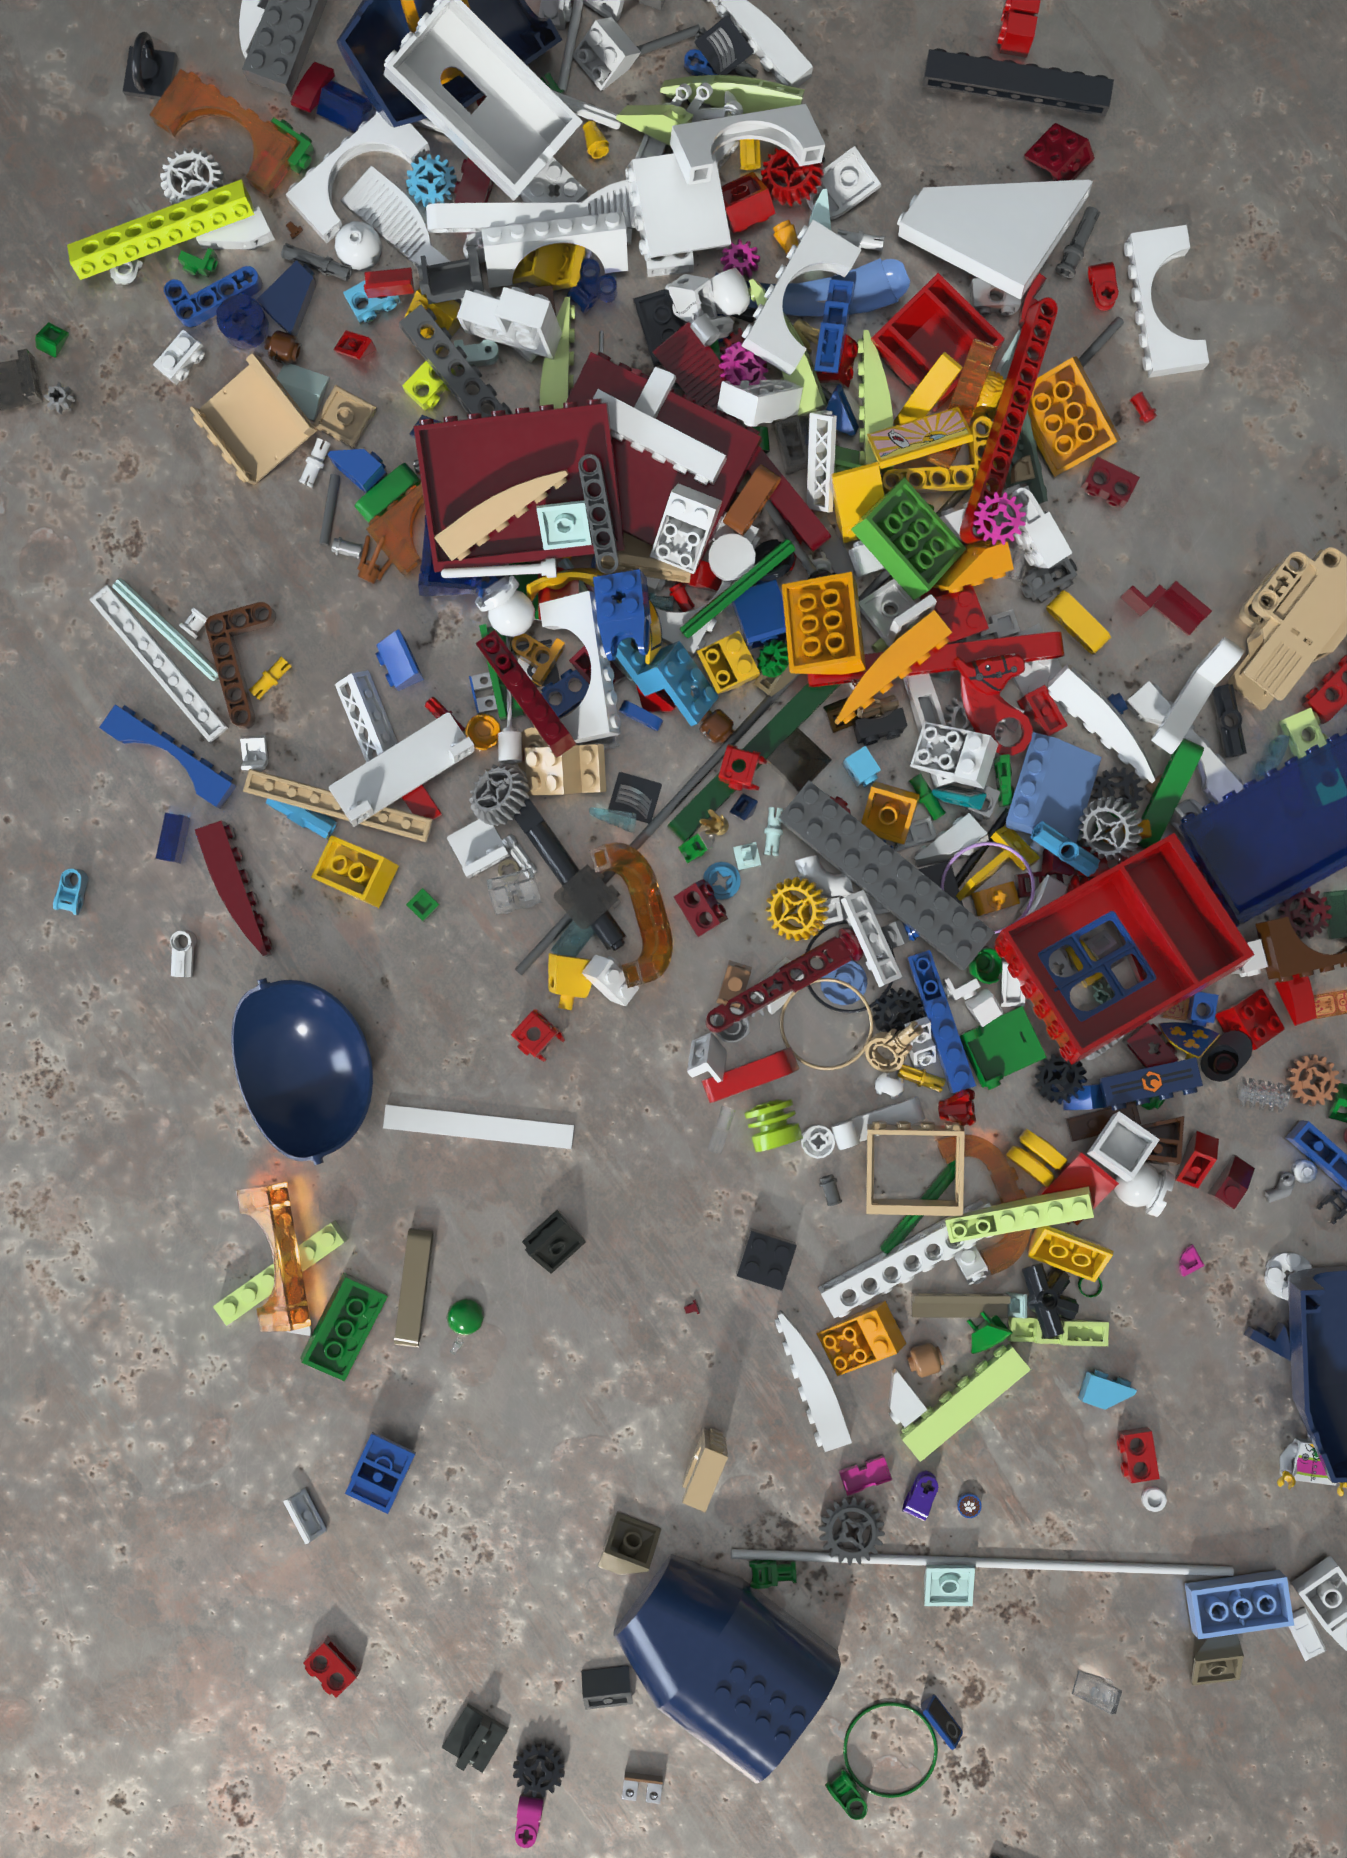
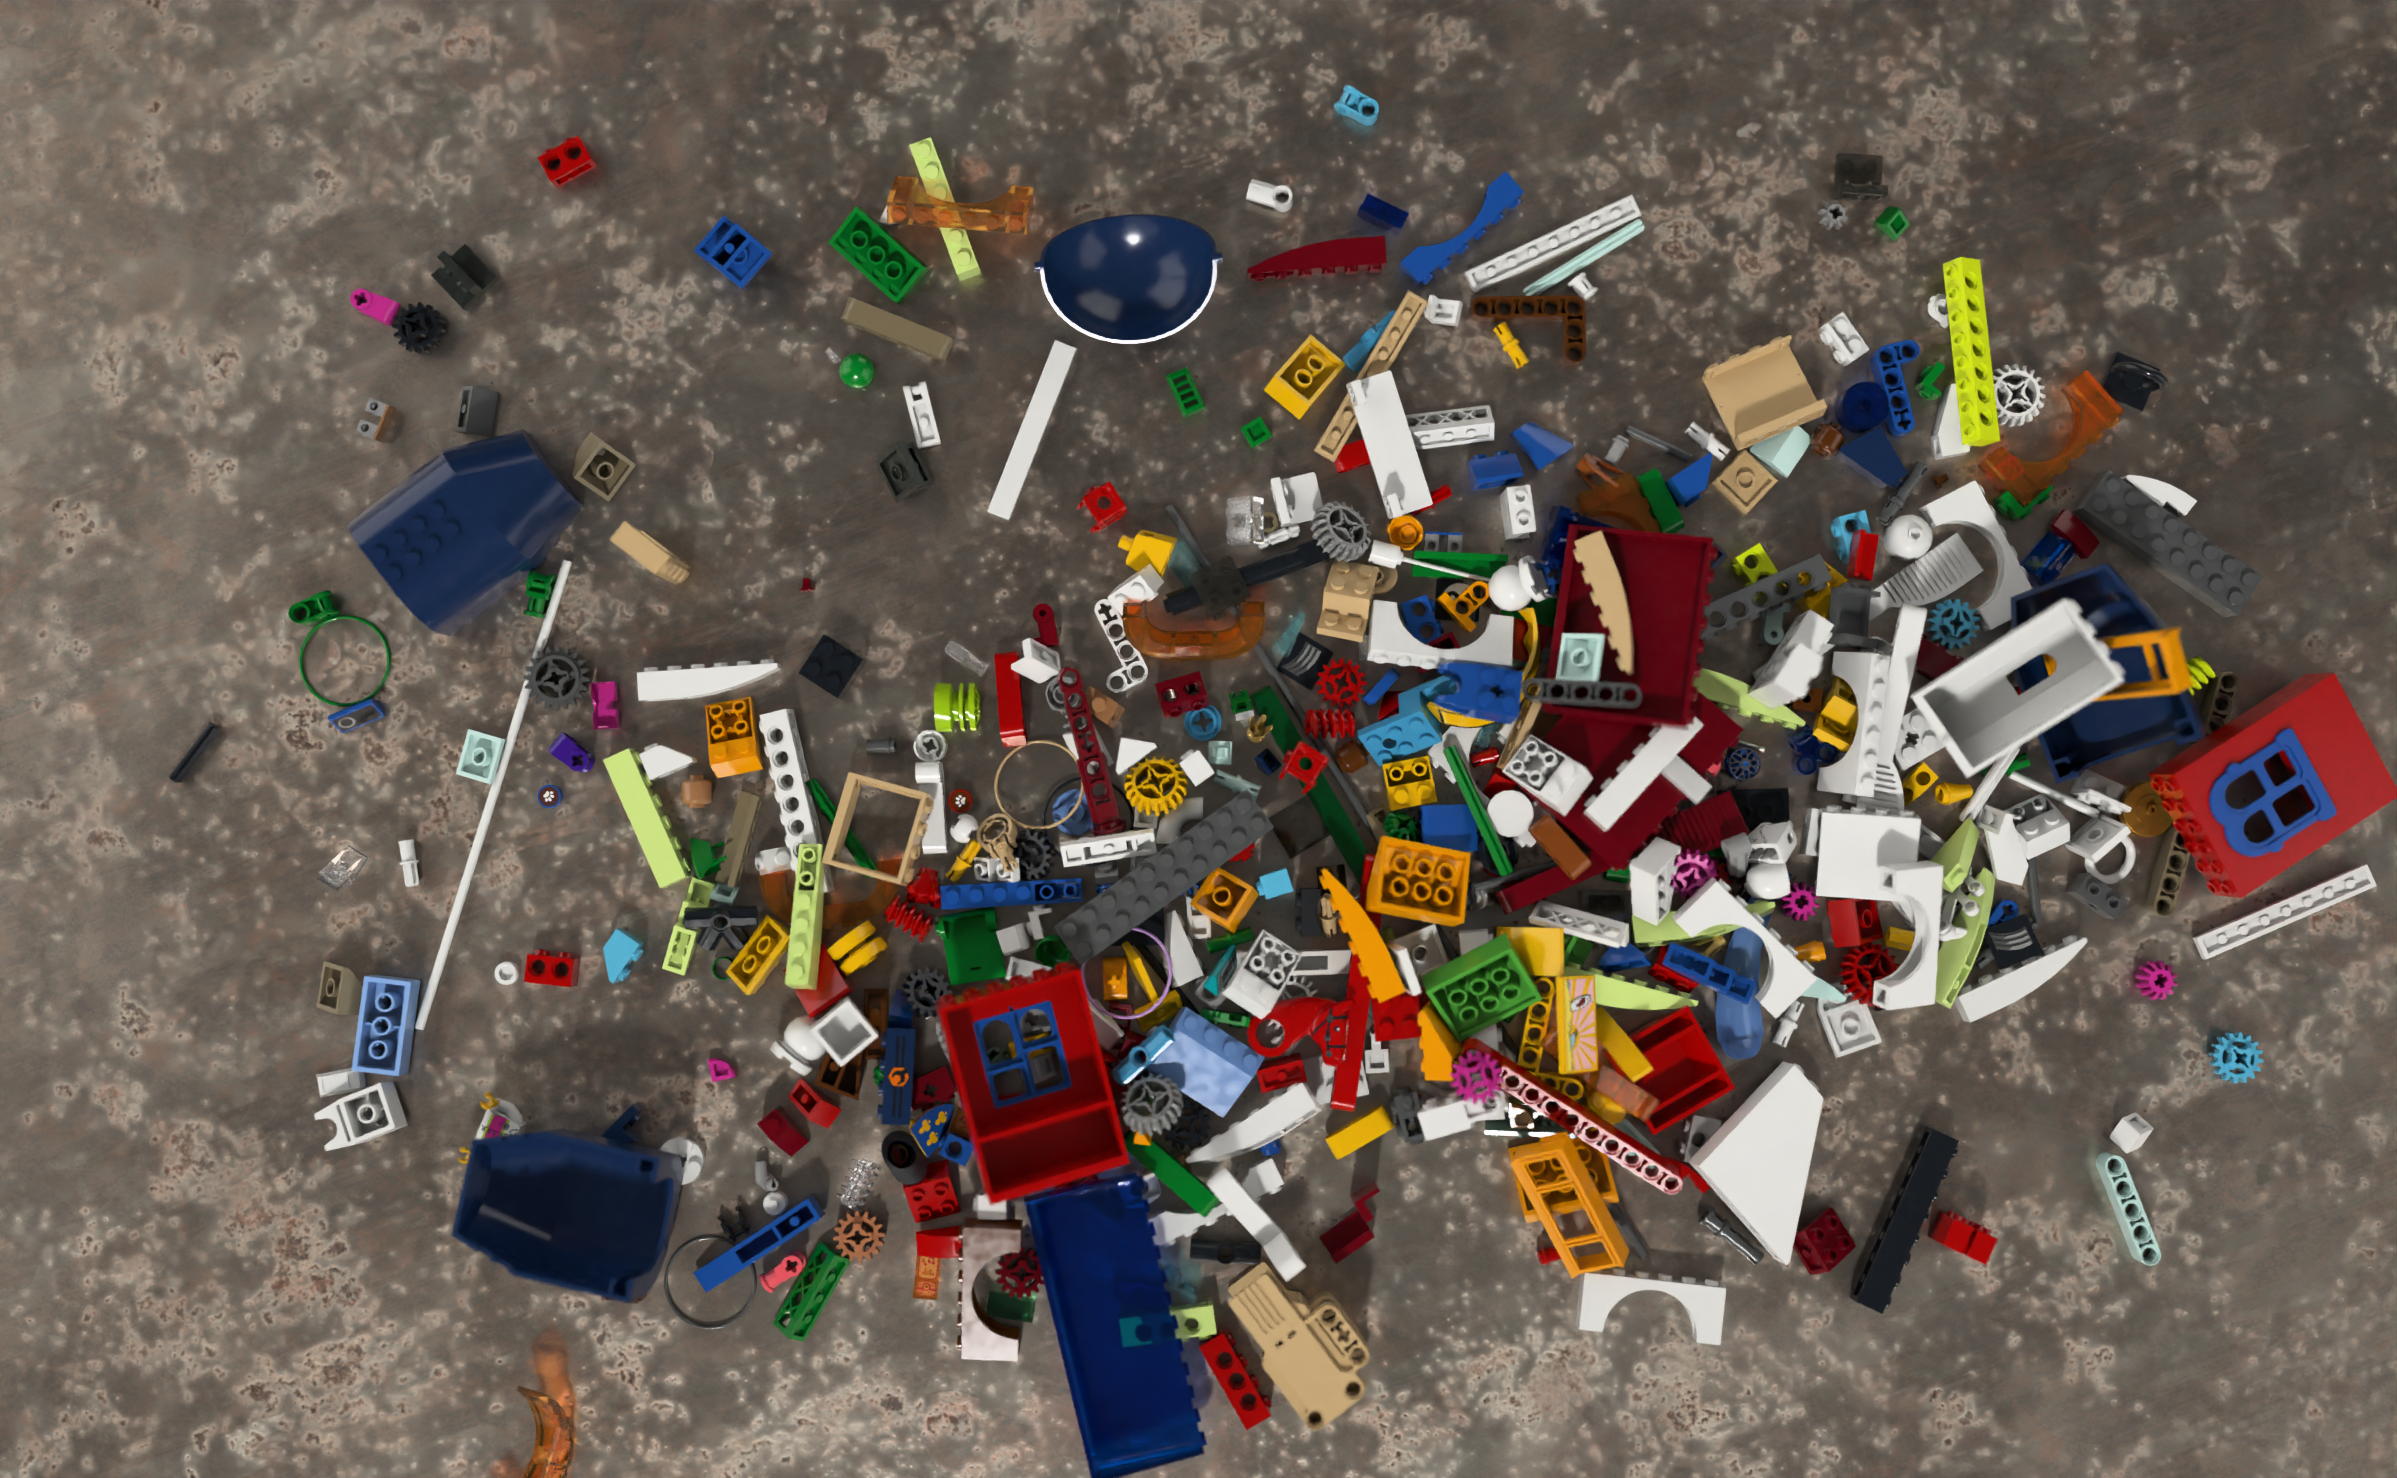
camera: 100 degrees right, 0 degrees up
(305, 1516) = (713, 173): white plate -> none
(354, 345) = (1810, 508): red slope -> none
(361, 624) = (1540, 444): none -> blue slope
(402, 973) = (1193, 409): none -> green slope
(435, 626) = (1517, 512): none -> white panel
(493, 1239) = (922, 416): none -> white plate
(526, 694) = (1428, 580): dark red slope -> none
(547, 568) = (1544, 631): white piece -> none
(593, 175) = (1917, 782): none -> yellow leg
(621, 347) = (1742, 763): none -> wheel
(631, 79) = (2003, 844): none -> white piece
(649, 745) = (1351, 687): none -> red gear
(662, 1062) = (1046, 622): none -> dark red leg
(668, 985) = (1117, 644): none -> white beam
(689, 756) = (1331, 722): none -> red piece
(769, 874) = (1196, 767): none -> white brick
(771, 940) = (1132, 752): none -> white slope
(863, 1097) = (960, 801): none -> tile
(992, 1116) = (908, 918): none -> red piece
(1044, 419) = (1561, 1146): none -> light orange piece
(1073, 1627) = (409, 863): none -> white axle
(1103, 281) = (1685, 1249): red piece -> none
(1112, 476) = (1492, 1204): dark red brick -> none

